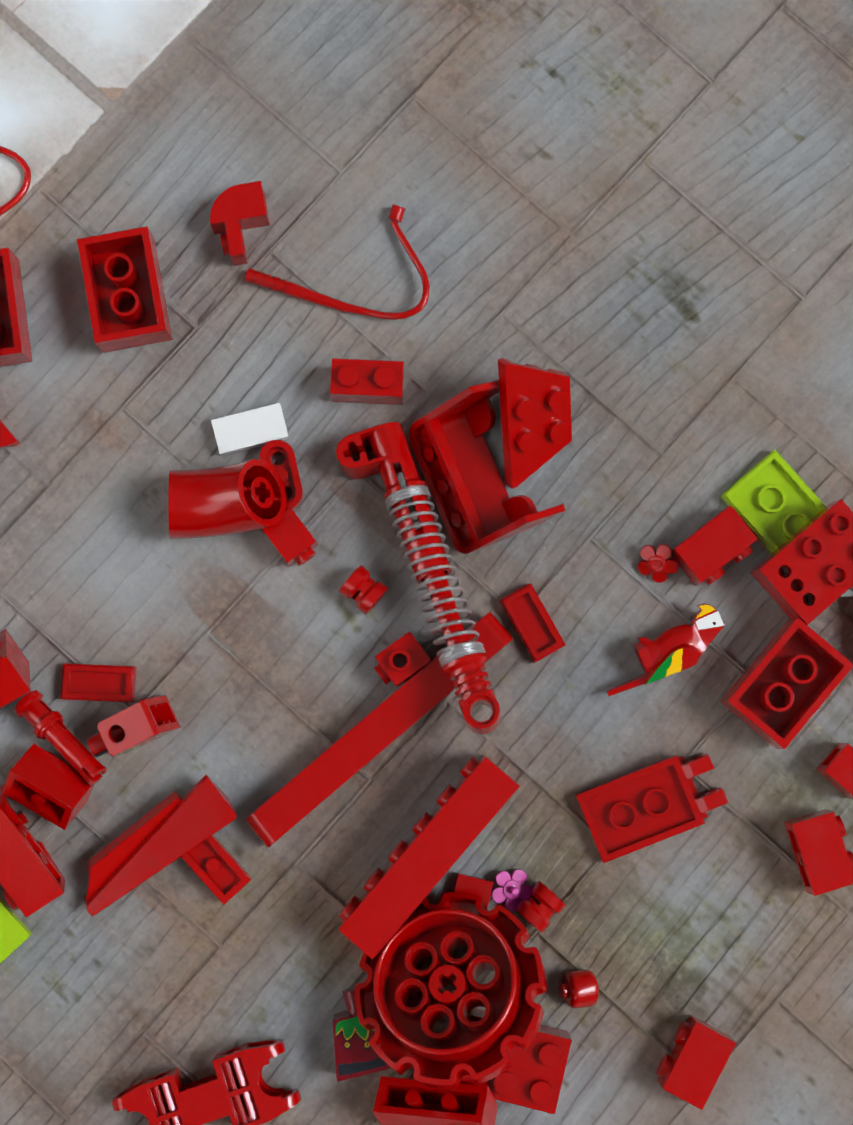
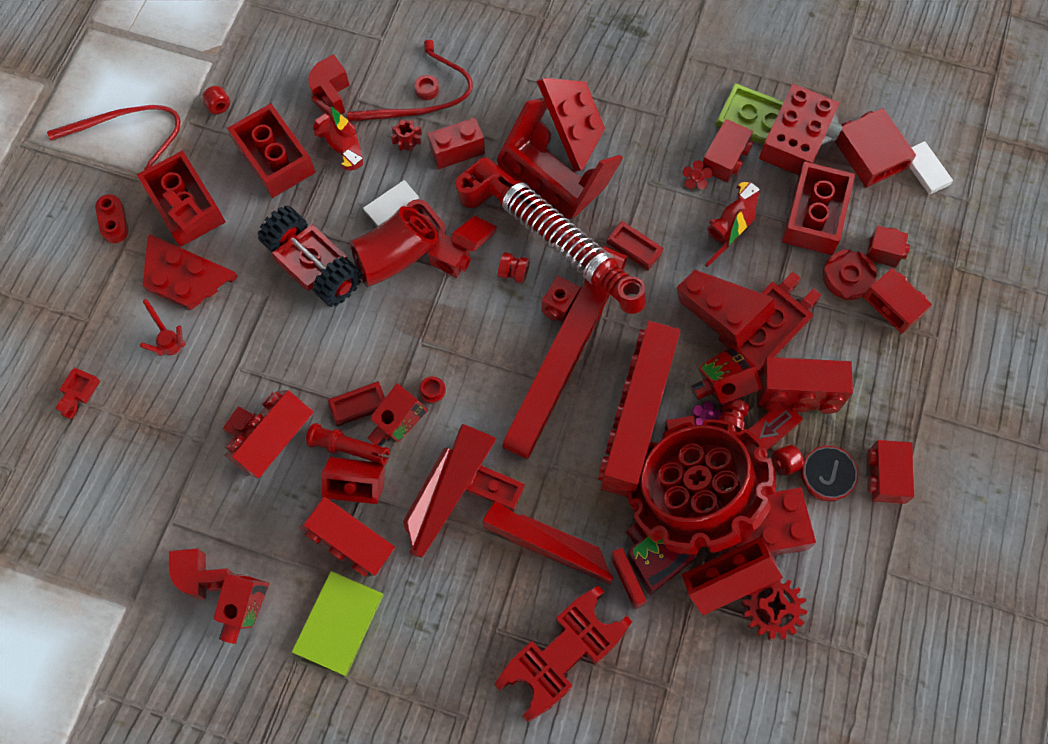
camera: 20 degrees left, 15 degrees down
(84, 177) = (216, 100): none -> red piece
(113, 465) = (309, 256): none -> plate
(194, 706) = (432, 389): none -> red plate
(221, 305) = (339, 135): none -> red animal
(246, 961) = (548, 542): none -> red wedge
(306, 348) = (406, 135): none -> red gear
(319, 1048) = (628, 578): none -> red tile
(332, 523) = (473, 233): none -> red tile
(367, 275) = (426, 87): none -> red tile
(554, 859) = (727, 377): none -> red torso
(585, 938) = (776, 425): none -> red tile
(597, 768) = (725, 306): none -> red wedge
(622, 1026) = (829, 473): none -> black tile
(643, 914) = (805, 384): none -> red brick
(783, 783) = (849, 274): none -> red tile

